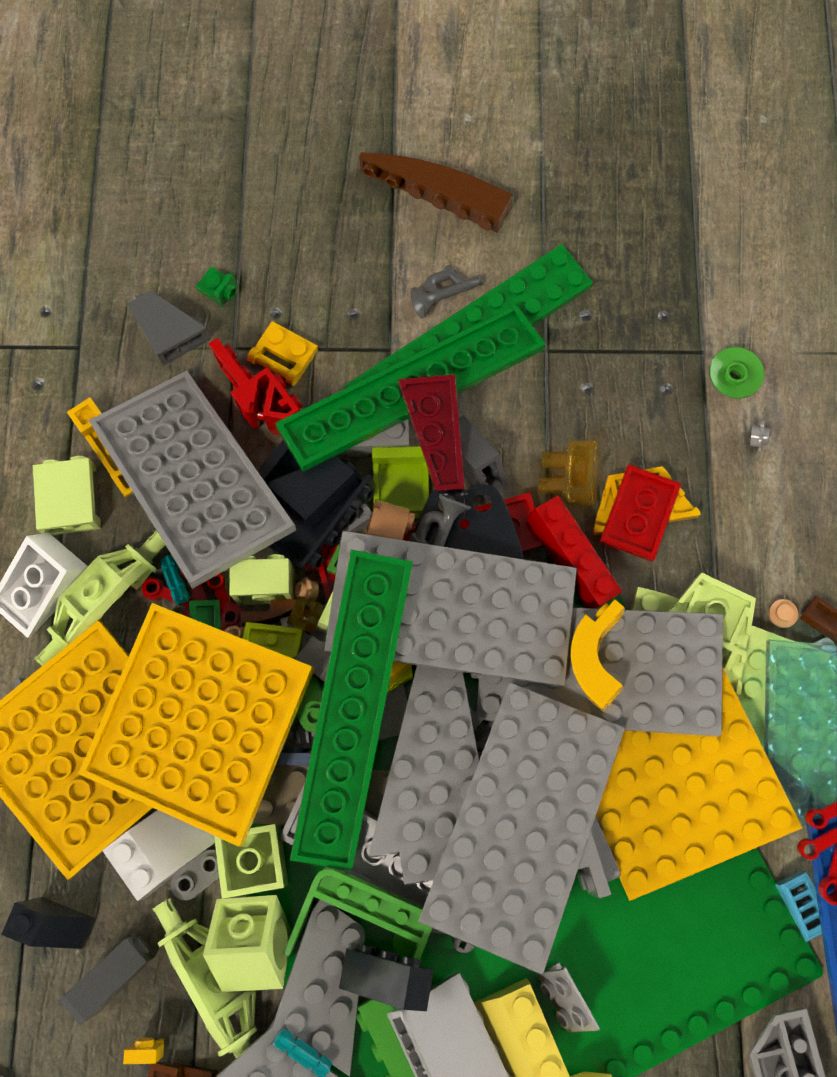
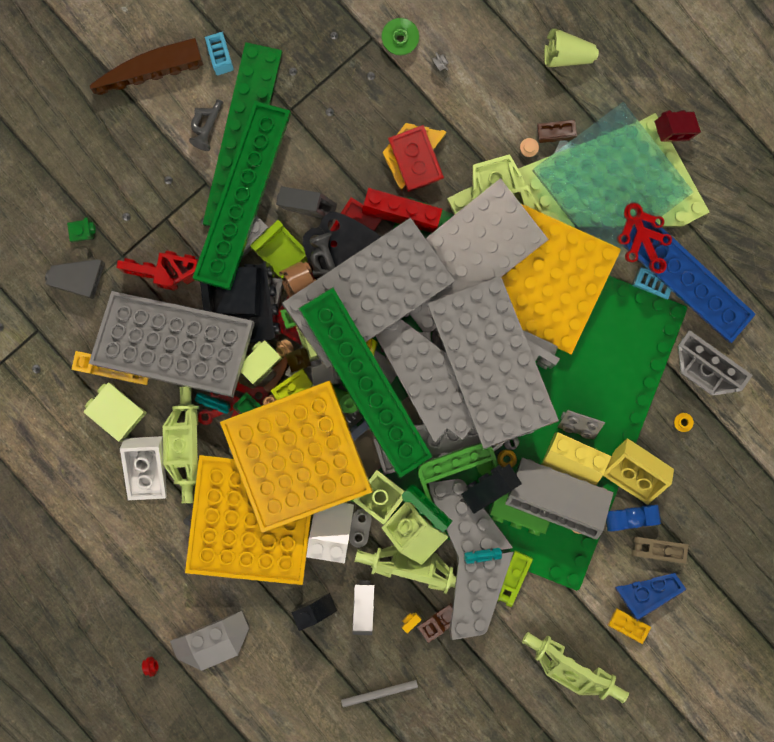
camera: 50 degrees left, 10 degrees up
(285, 346) = (151, 230): yellow plate -> none
(286, 929) = (427, 508): none -> green plate
(436, 423) = (272, 203): dark red wing -> none
(440, 966) = (511, 454): none -> yellow plate
(517, 248) = (223, 64): none -> medium azure slope
(581, 473) = (368, 163): clear yellow brick -> none
(591, 676) = (452, 258): yellow arch -> none

